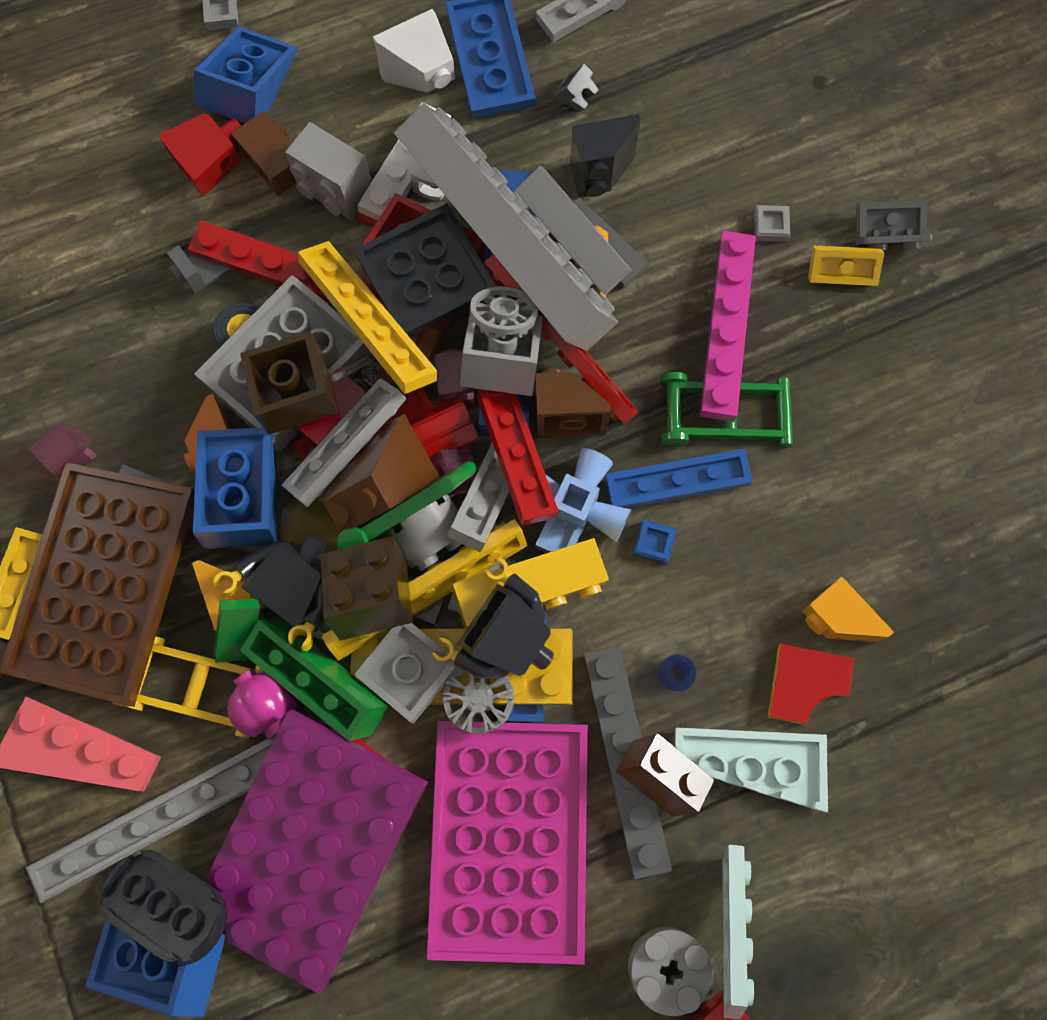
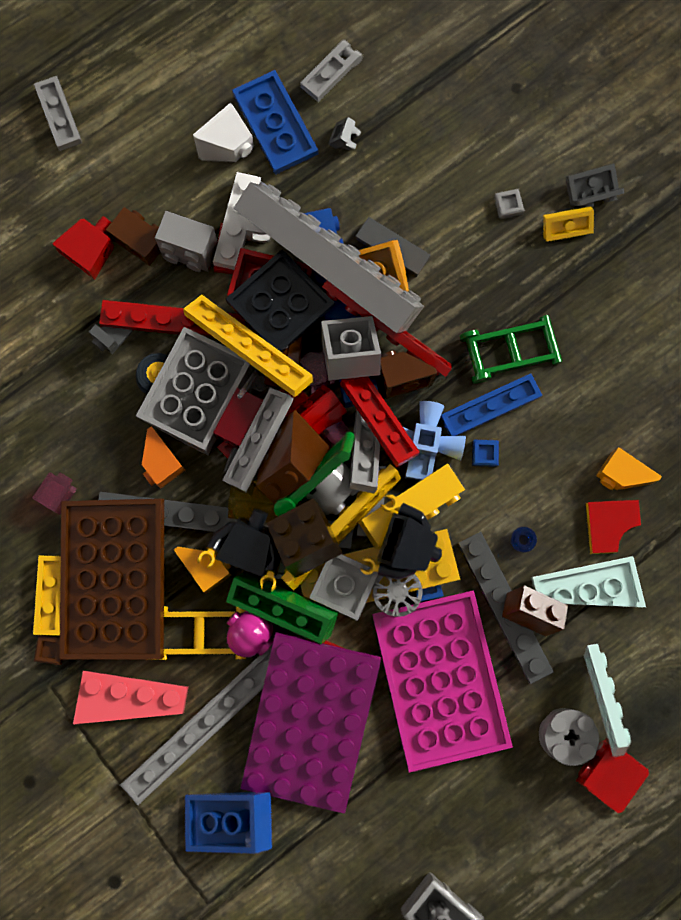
camera: 20 degrees left, 5 degrees up
(164, 907) = (226, 785): black tile -> none
(233, 627) = (217, 587): green tile -> none
(235, 489) = (190, 489): blue slope -> none
(242, 75) = (99, 180): blue slope -> none
(288, 383) = (209, 408): dark brown brick -> none
(504, 311) = (346, 320): light grey wheel -> none
(573, 230) = (376, 247): light grey tile -> none
(602, 153) = (377, 183): black slope -> none
(728, 327) = (498, 287): dark pink plate -> none

